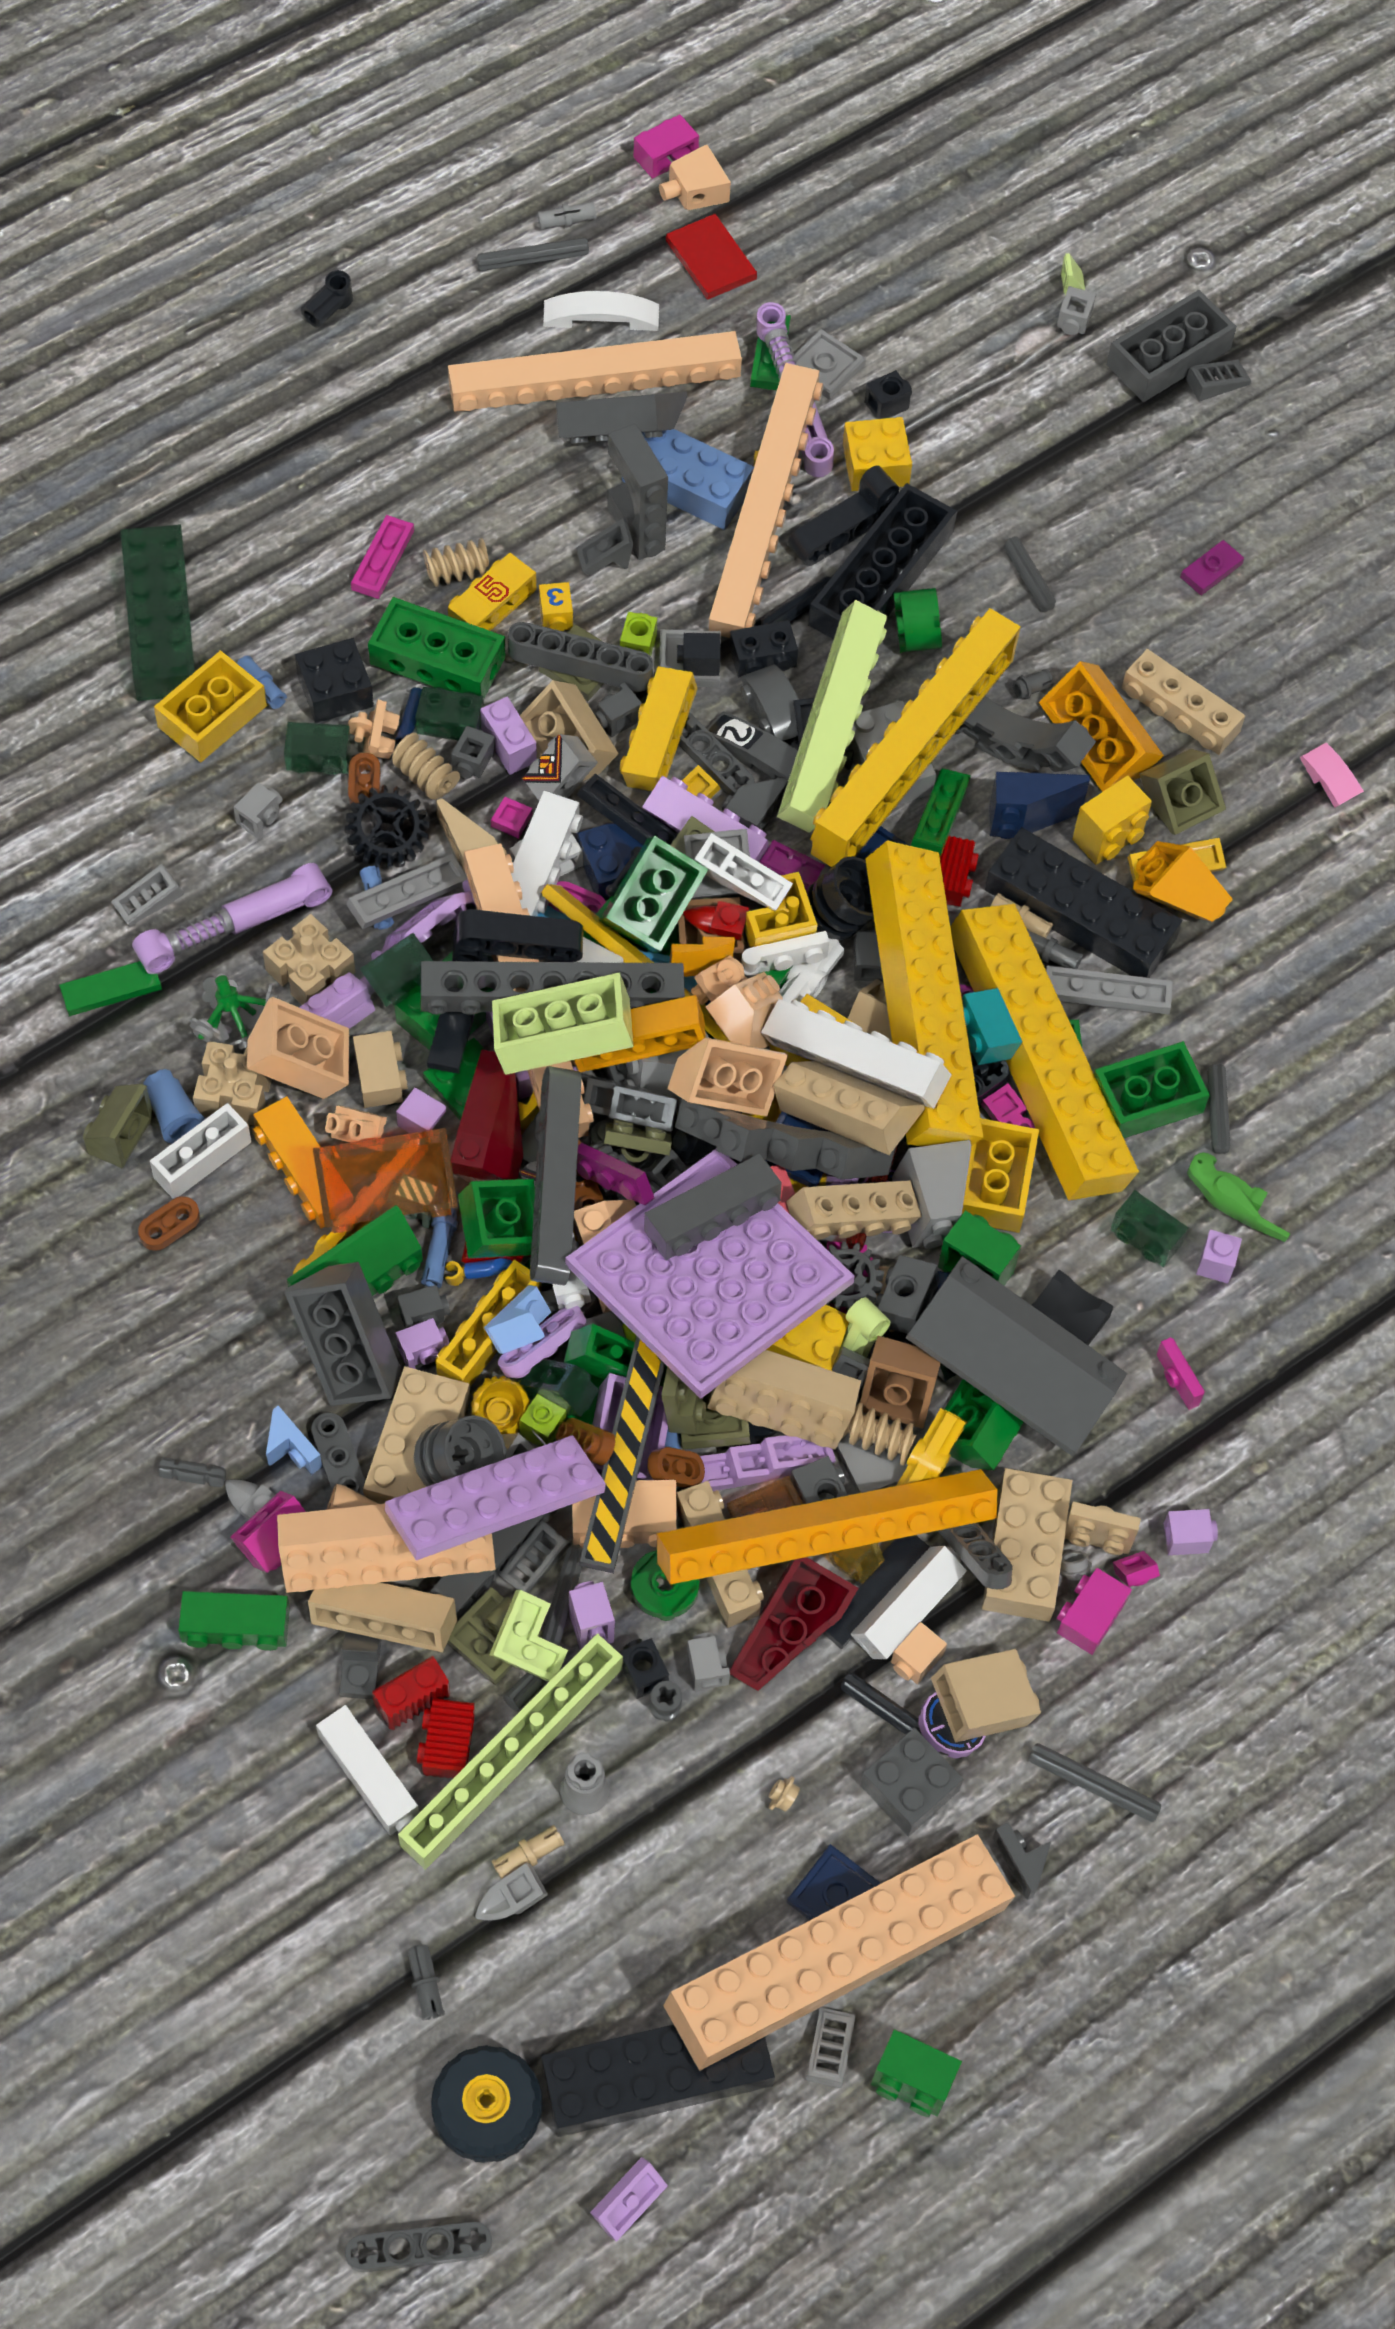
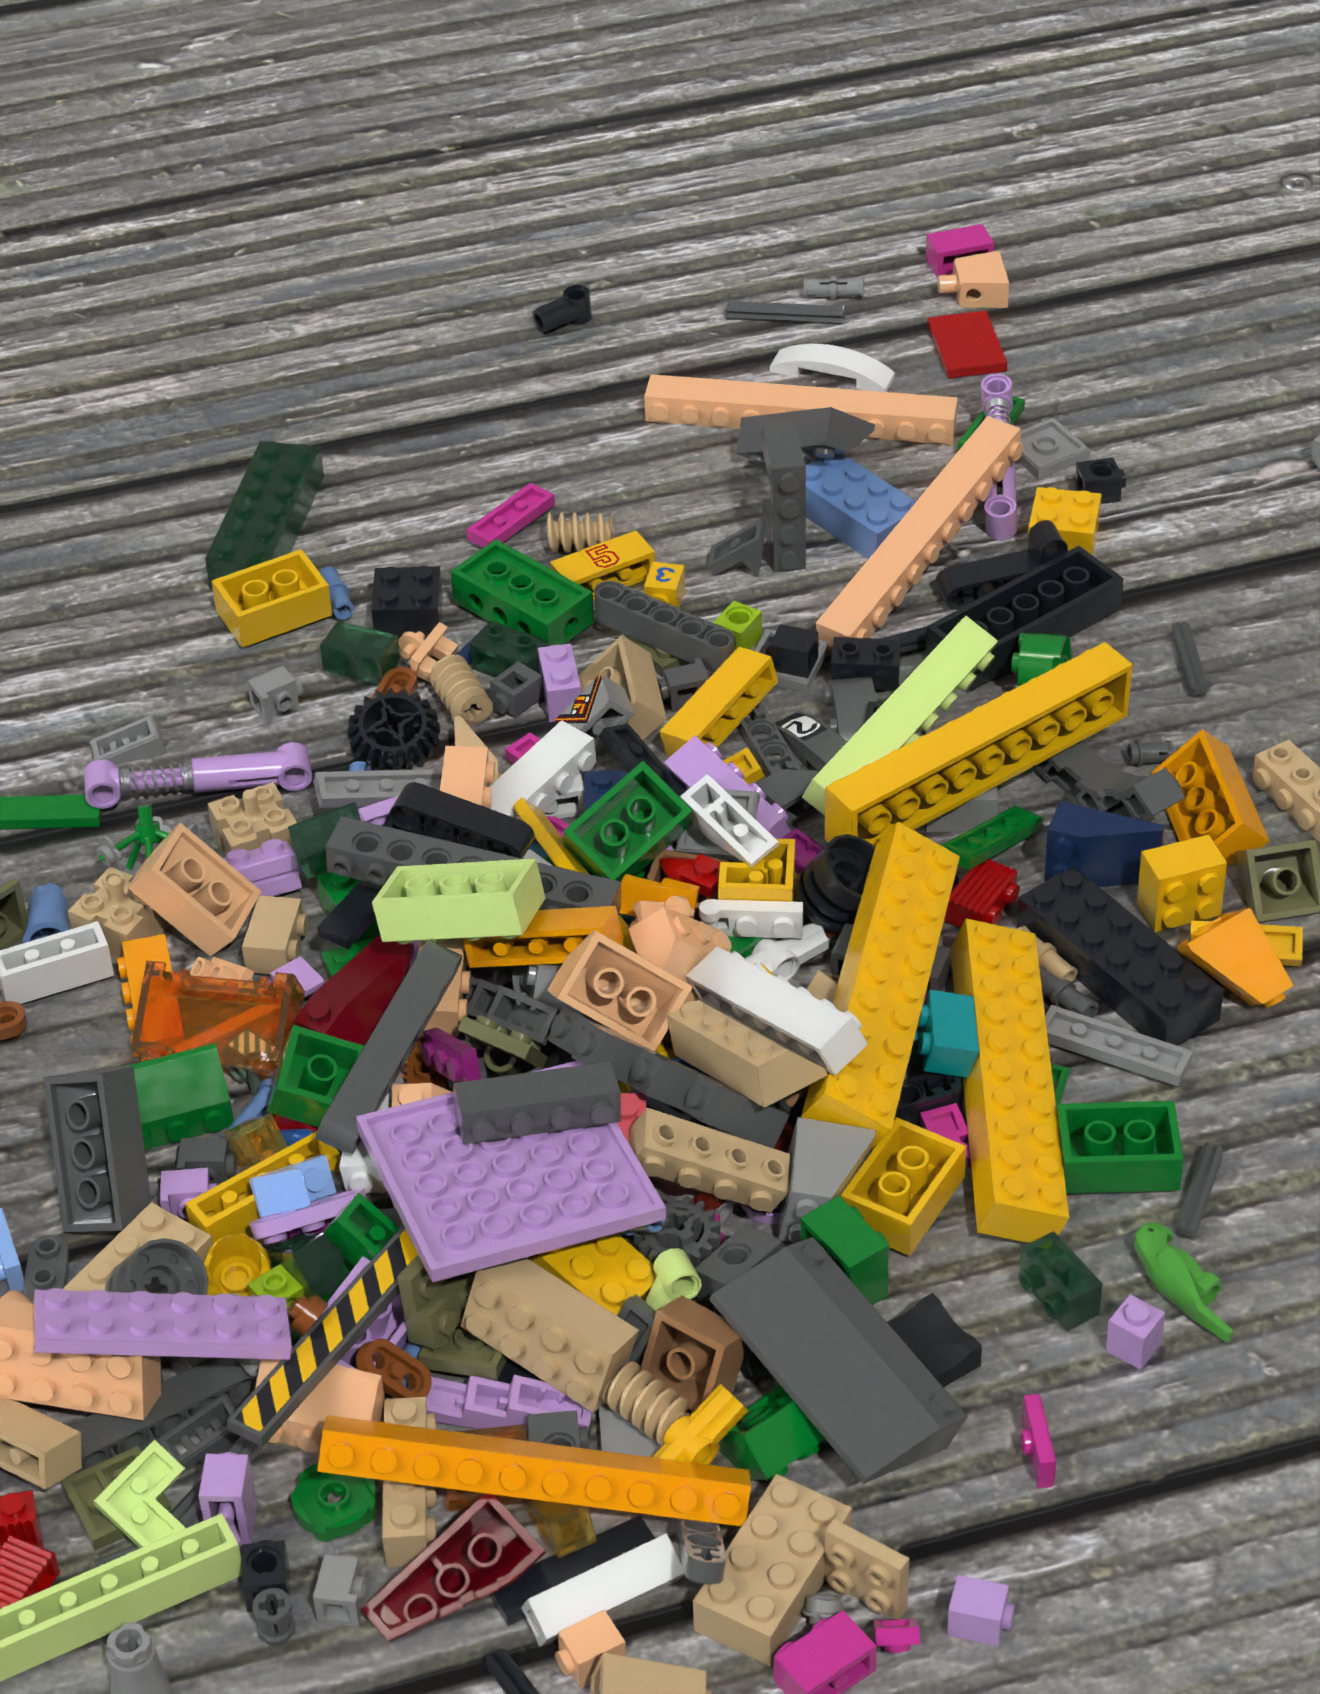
camera: 25 degrees right, 20 degrees down
(464, 1283) = (255, 1140): none -> clear yellow brick

